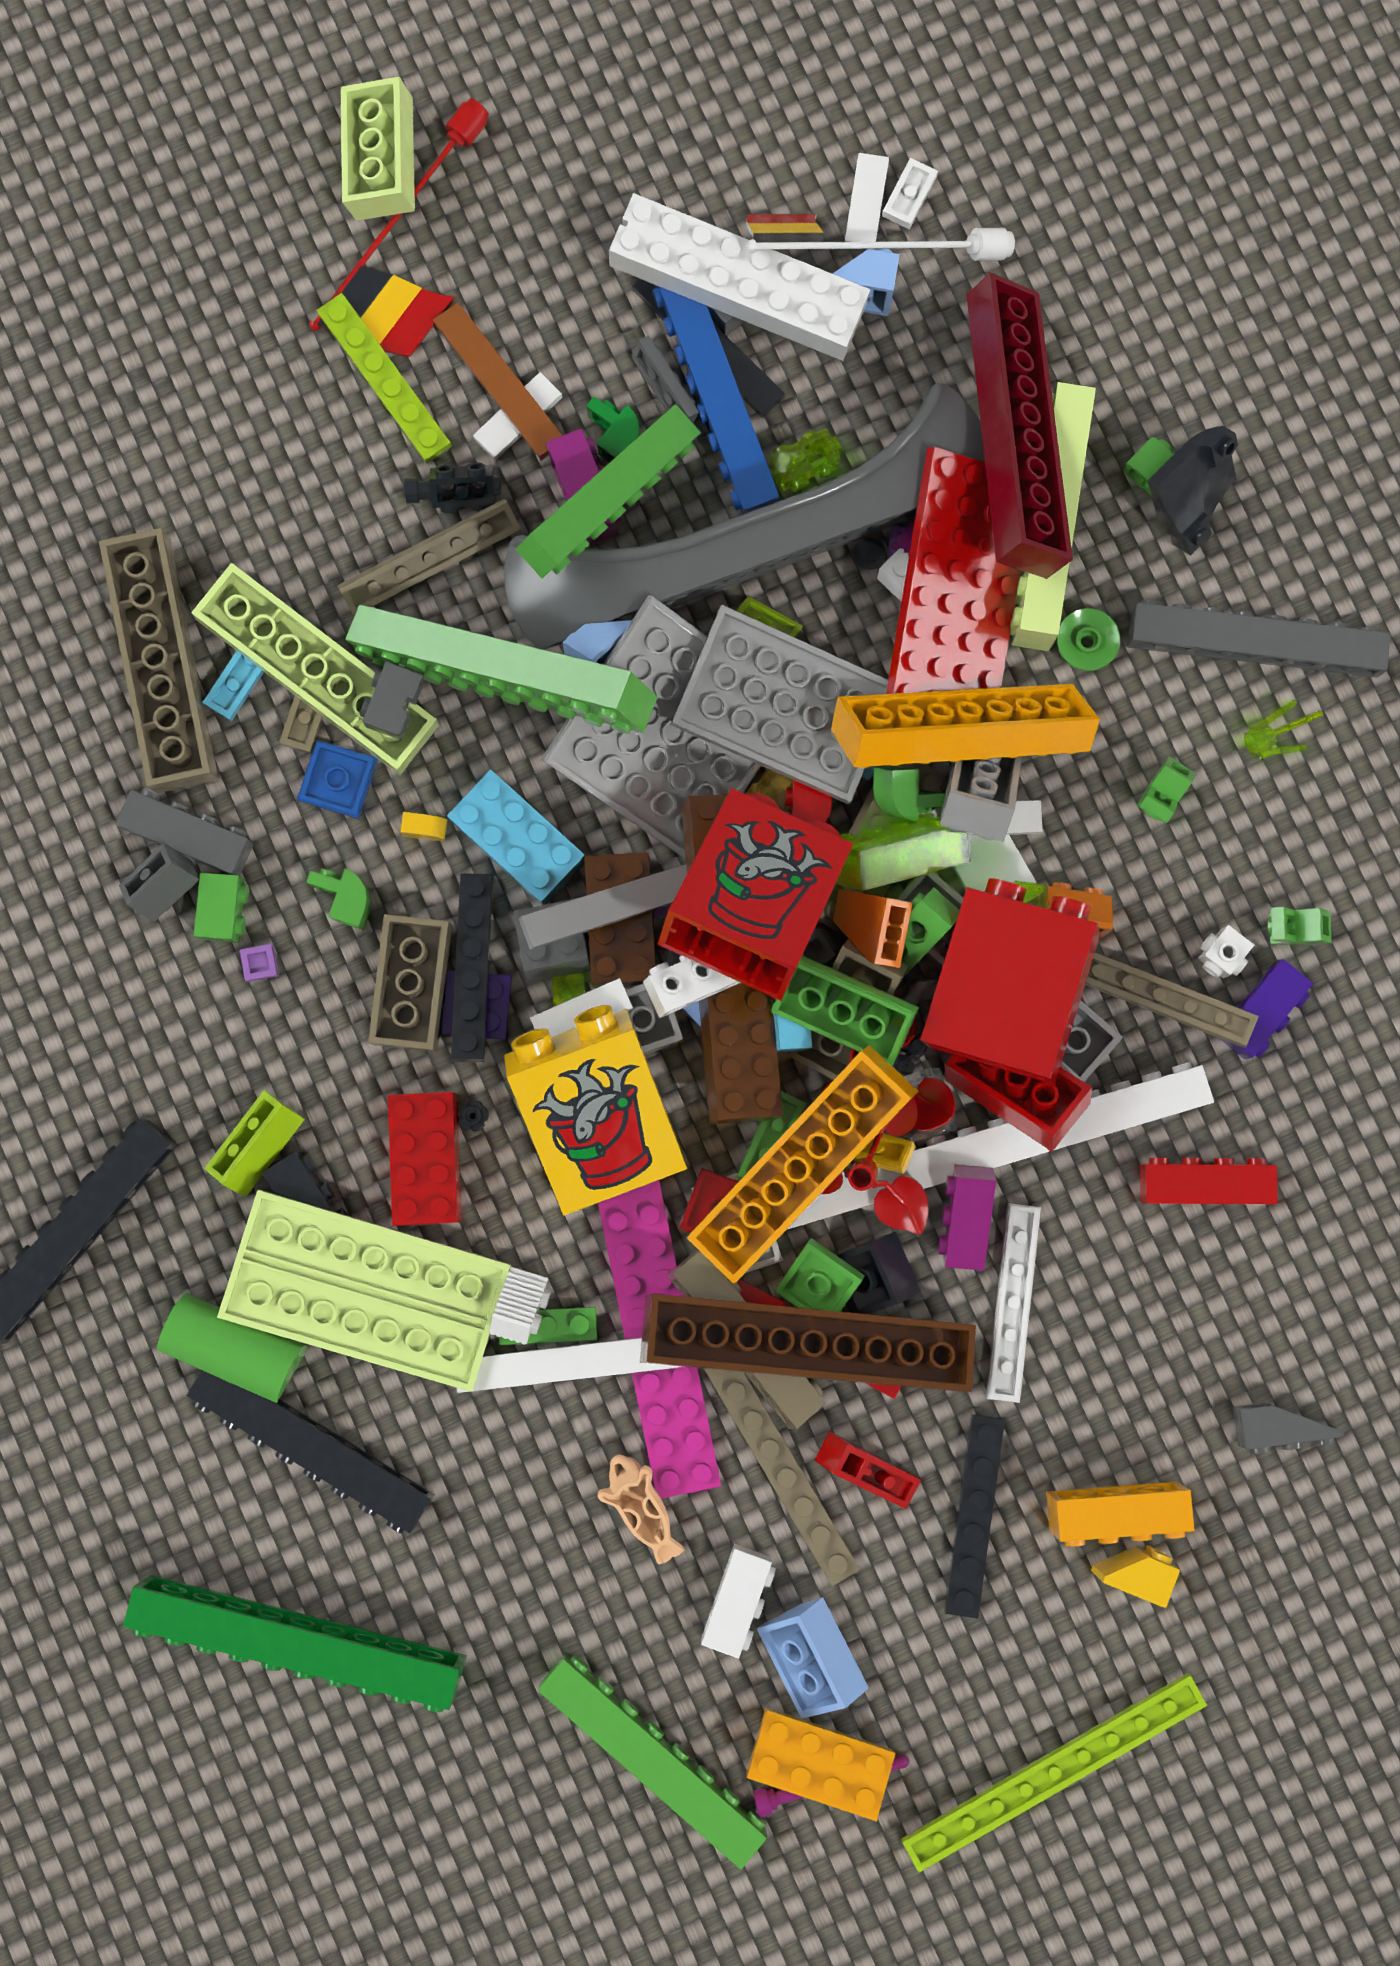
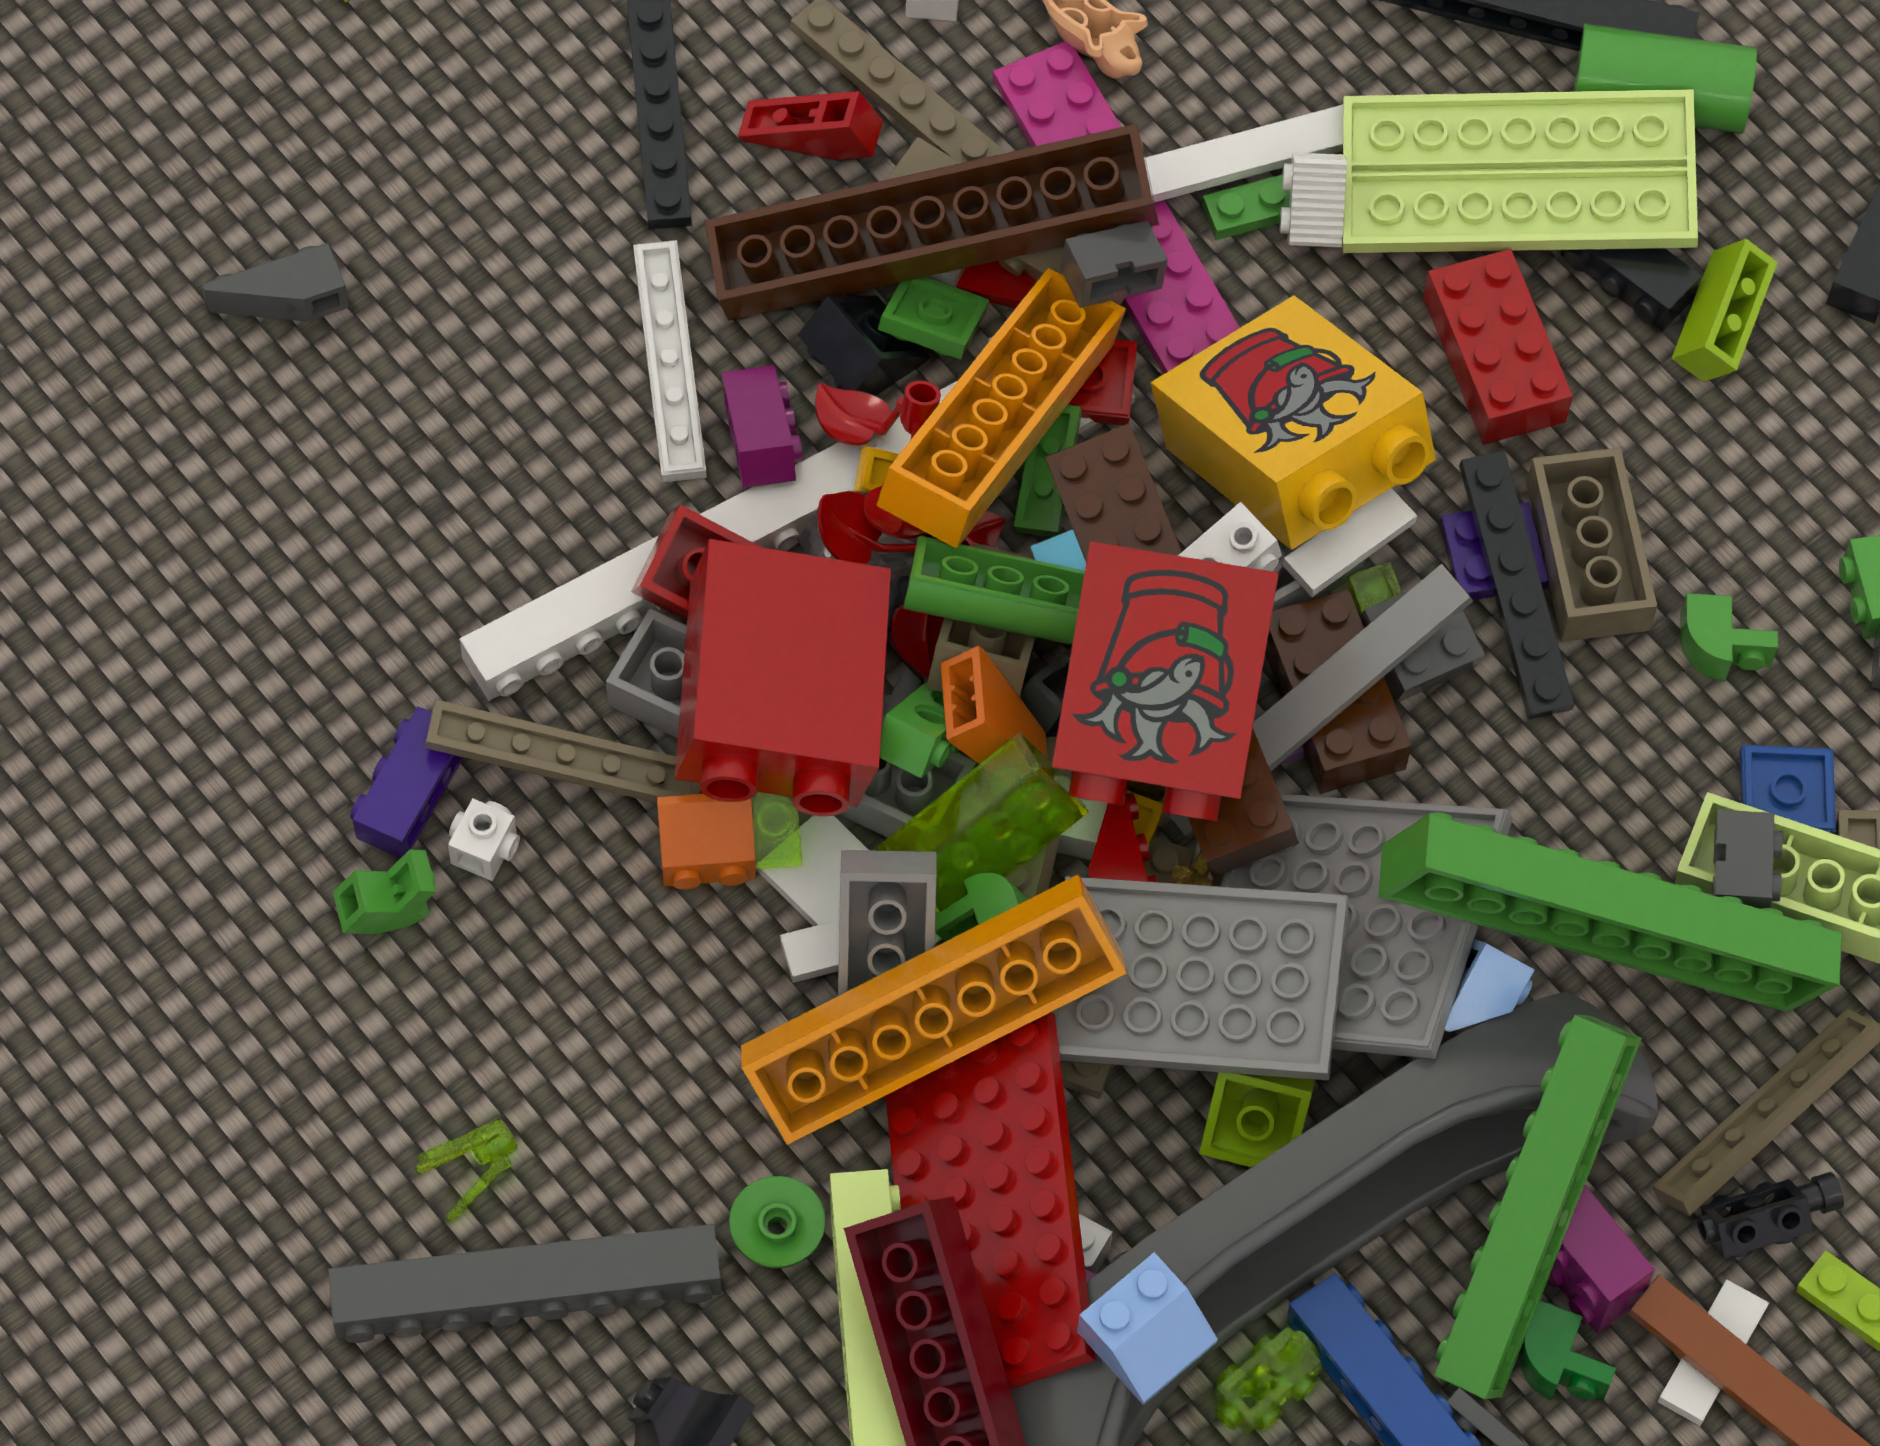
camera: 160 degrees right, 20 degrees down
(259, 962) = (1803, 532): medium lavender plate -> none
(423, 826) = (1646, 749): yellow piece -> none
(464, 1112) = (1448, 426): black plate -> none
(517, 838) = (1511, 761): medium azure brick -> none
(688, 1270) = (1113, 262): none -> dark grey brick
(895, 447) = (1147, 1328): none -> light blue slope
(1120, 1512) = (478, 139): light orange brick -> none
(1140, 1573) = (440, 77): yellow slope -> none
(1166, 790) = (617, 1031): bright green brick -> none
(1208, 1183) = (442, 549): red brick -> none

